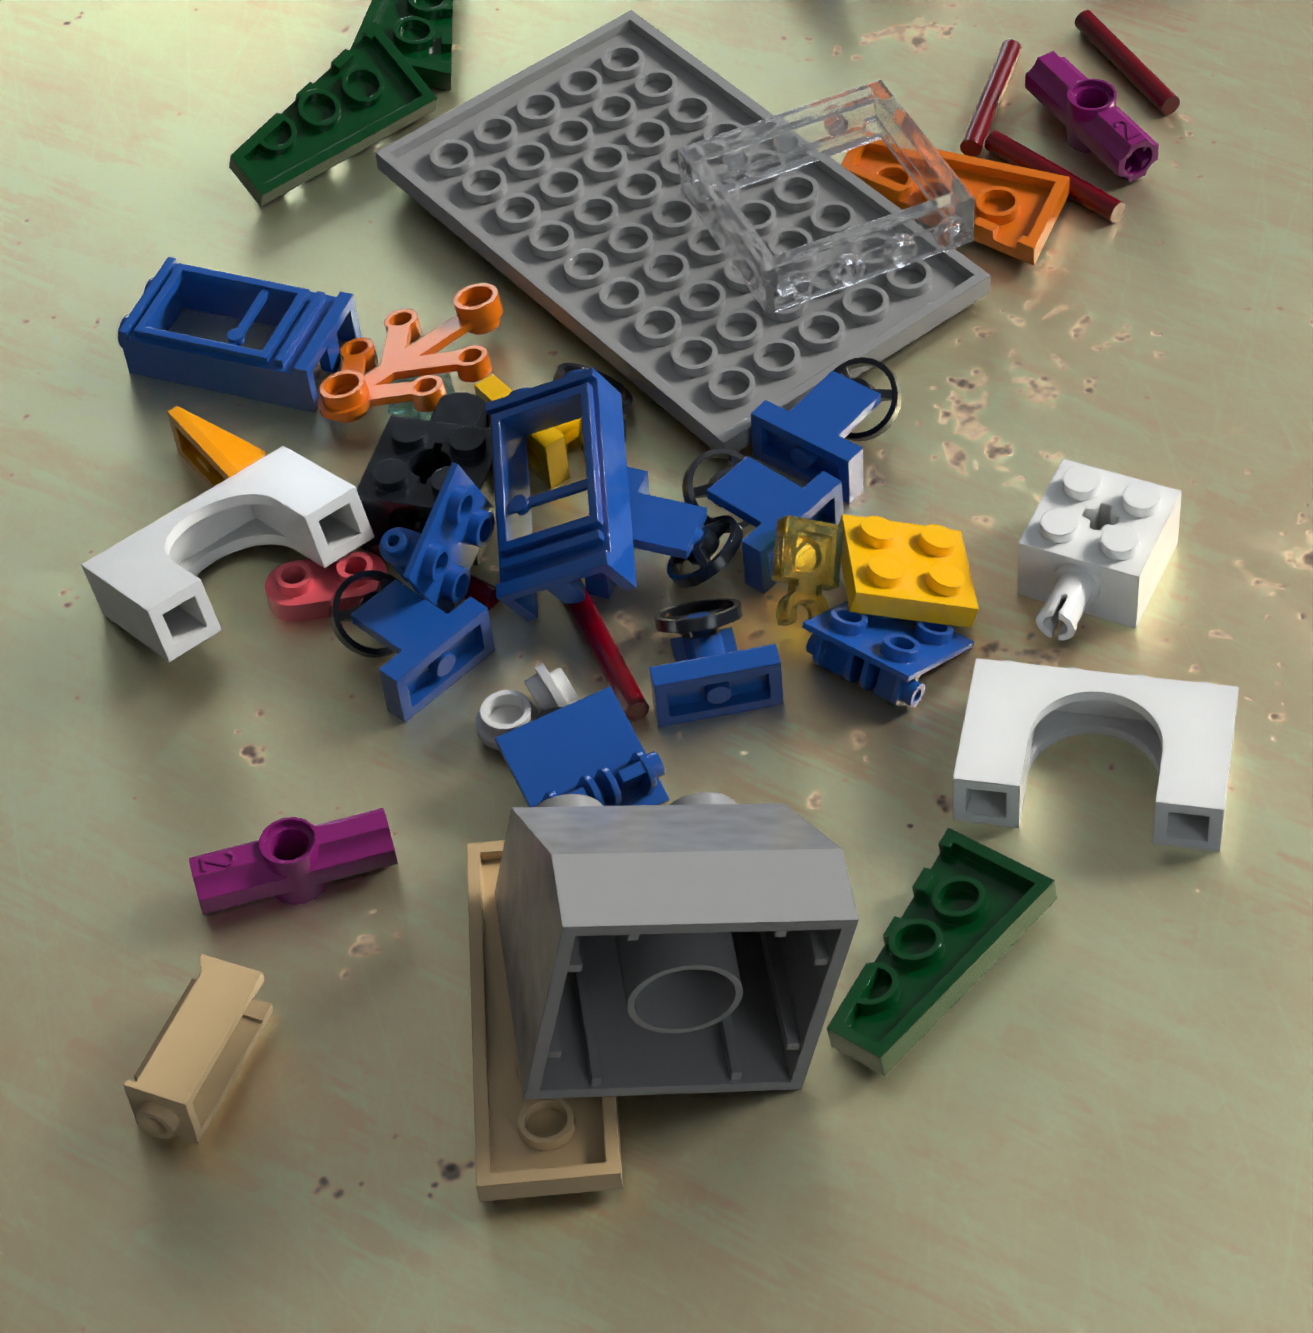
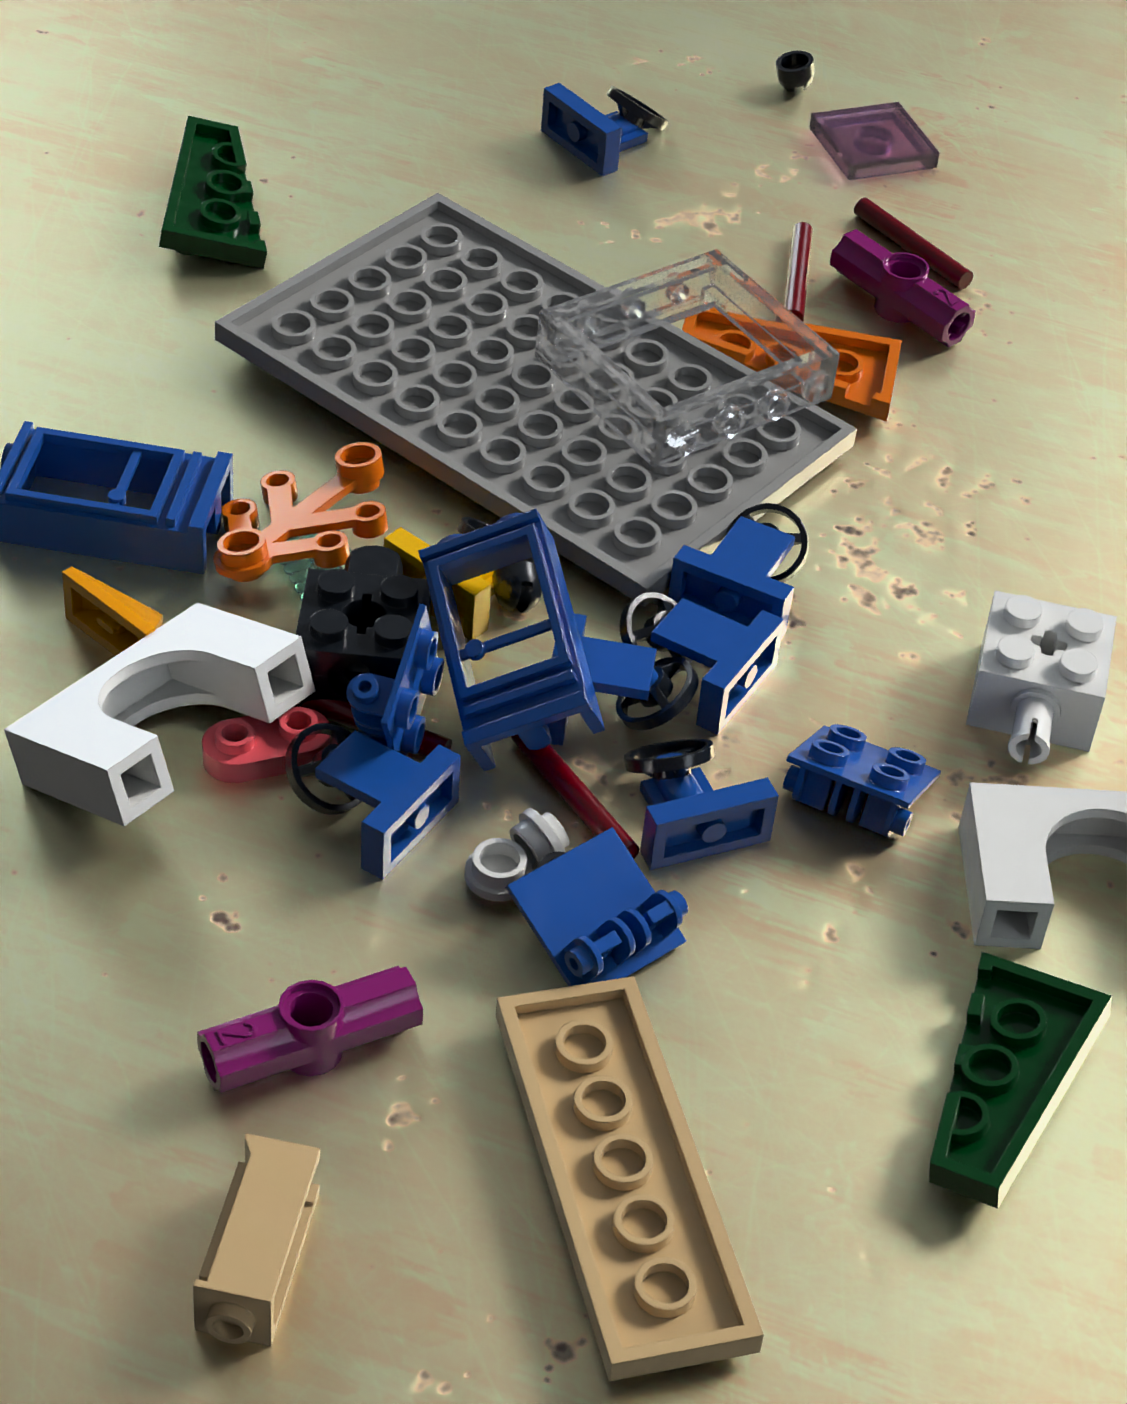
camera: 20 degrees left, 5 degrees down
(348, 109) = (164, 288): dark green wing -> none
(669, 944) = (779, 1082): light grey slope -> none
(809, 561) = (772, 699): clear yellow plate -> none
(907, 571) = (865, 703): yellow plate -> none
(1079, 189) = (909, 355): dark red bar -> none

